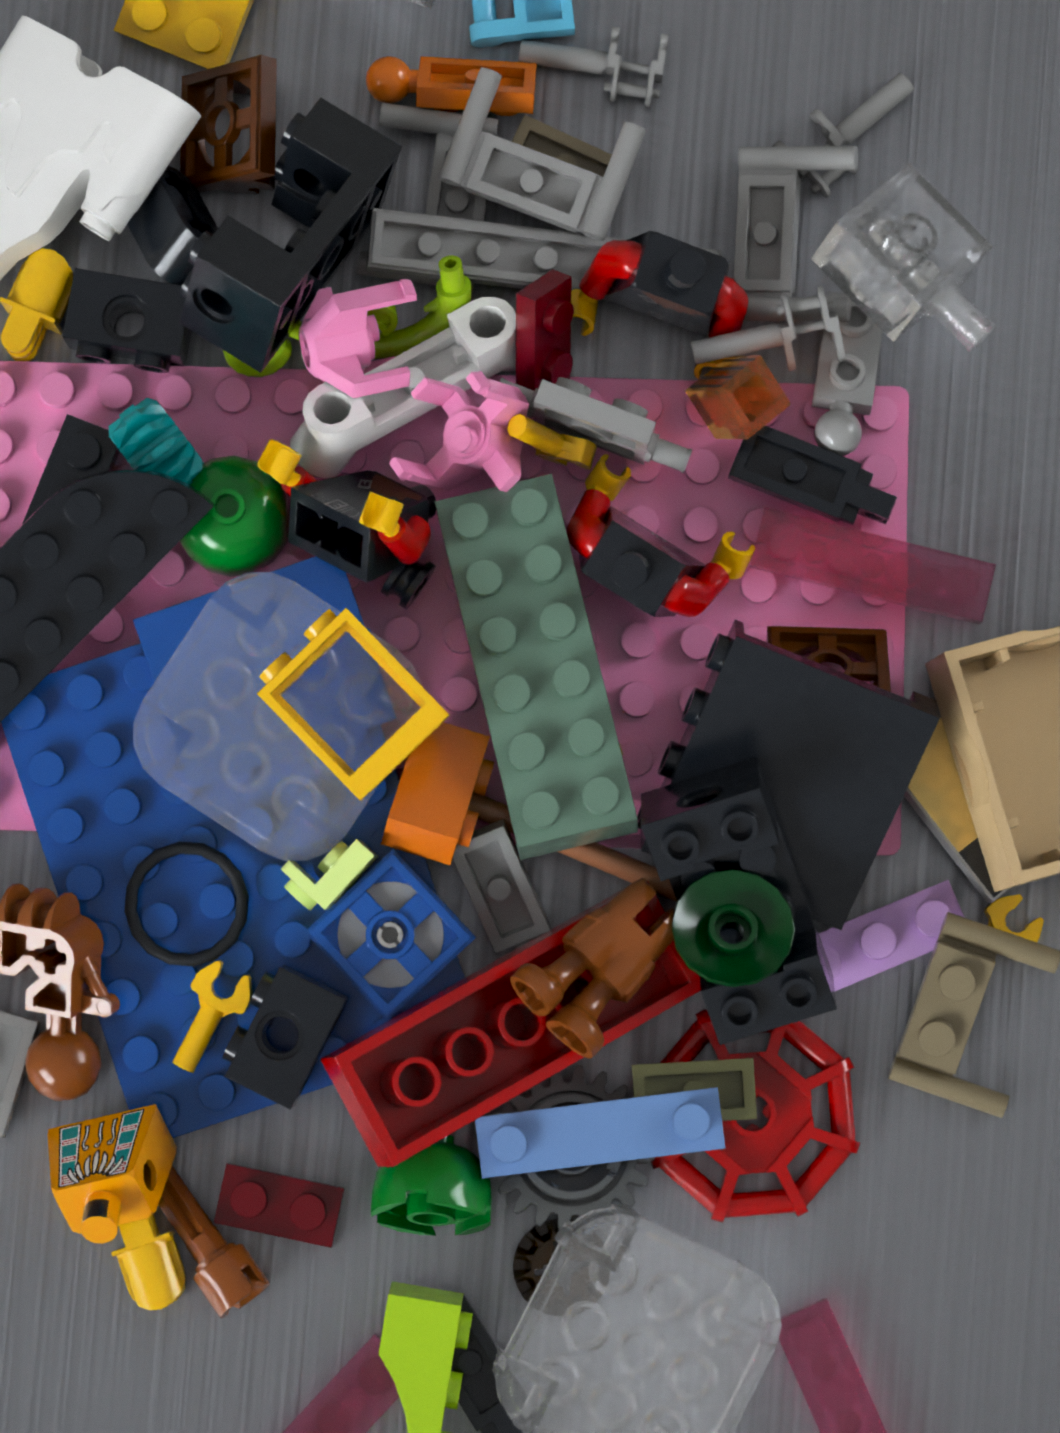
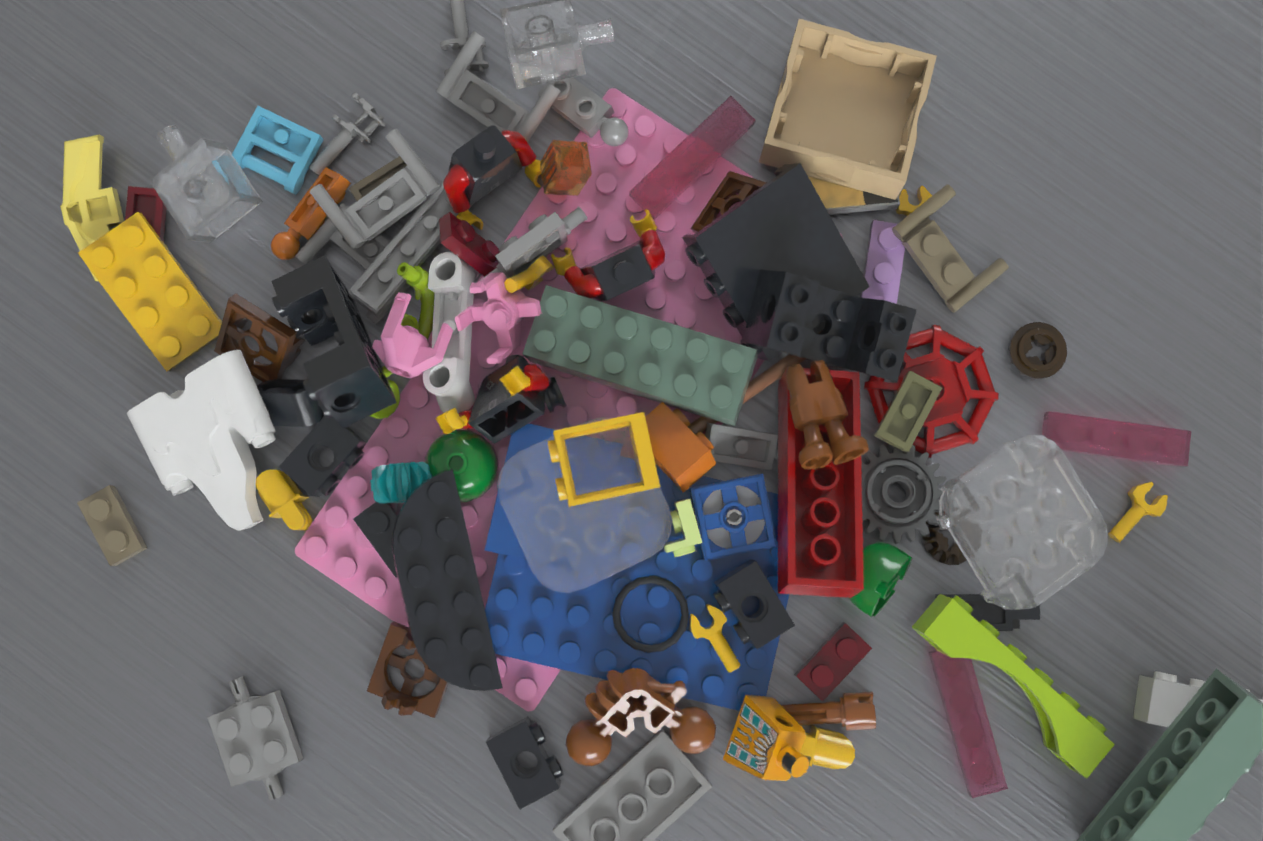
camera: 60 degrees left, 0 degrees up
(600, 1132) = (903, 470): medium blue plate -> none
(738, 903) = (841, 320): dark green dish -> none
(773, 334) = (545, 129): light grey piece -> none
(809, 477) = (628, 159): black hinge -> none
(934, 1224) = (1041, 334): none -> dark brown gear

